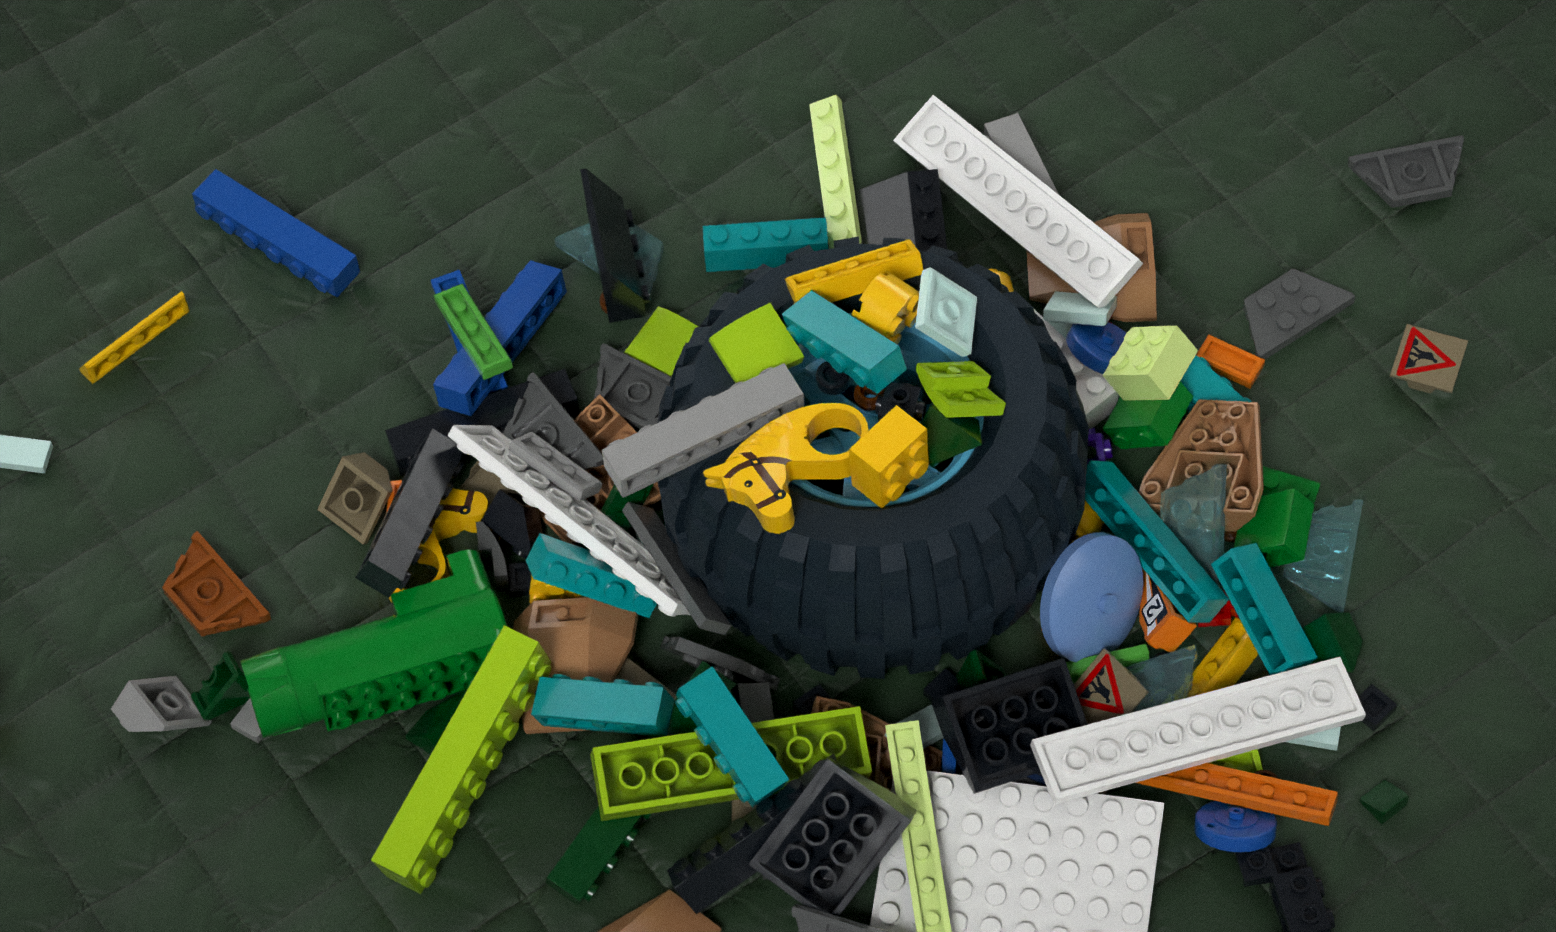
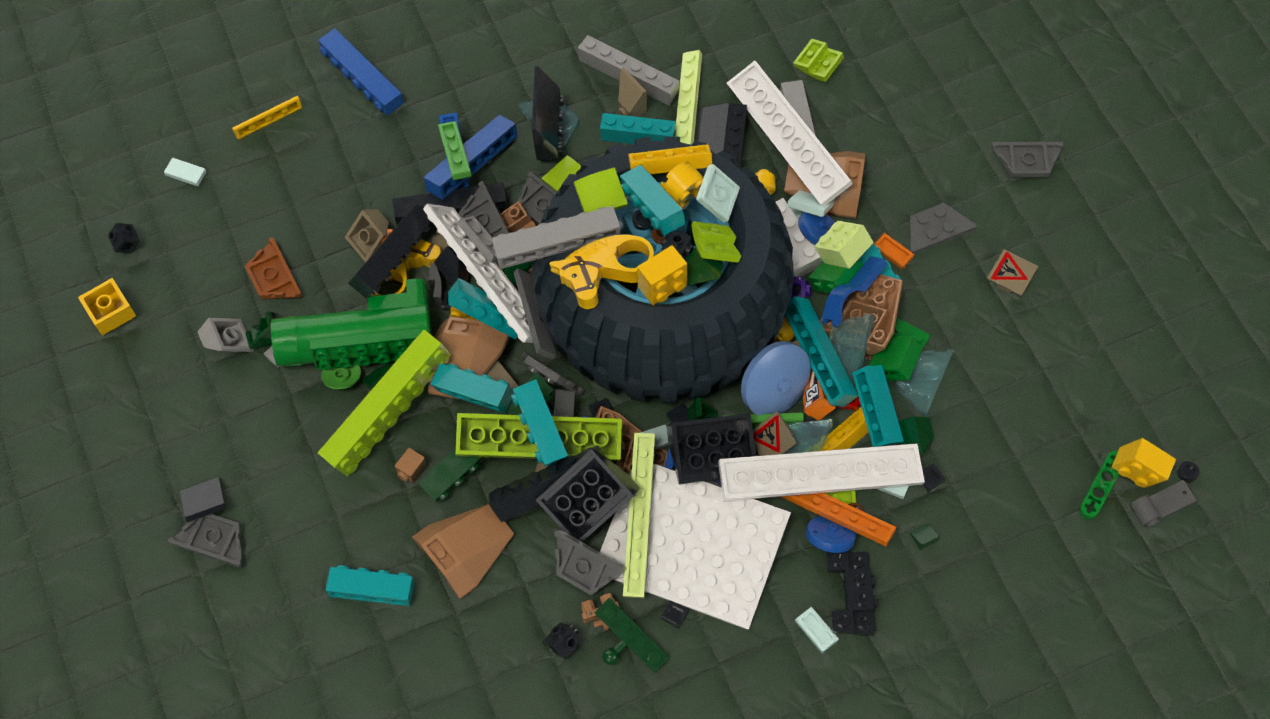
camera: 10 degrees right, 5 degrees up
(372, 736) = (341, 377): none -> bright green dish
(524, 855) = (410, 466): none -> medium nougat brick
(726, 149) = (612, 61): none -> light grey brick
(743, 189) = (632, 96): none -> dark tan slope
(1035, 76) = (818, 60): none -> lime slope
(1189, 420) = (860, 282): none -> blue piece

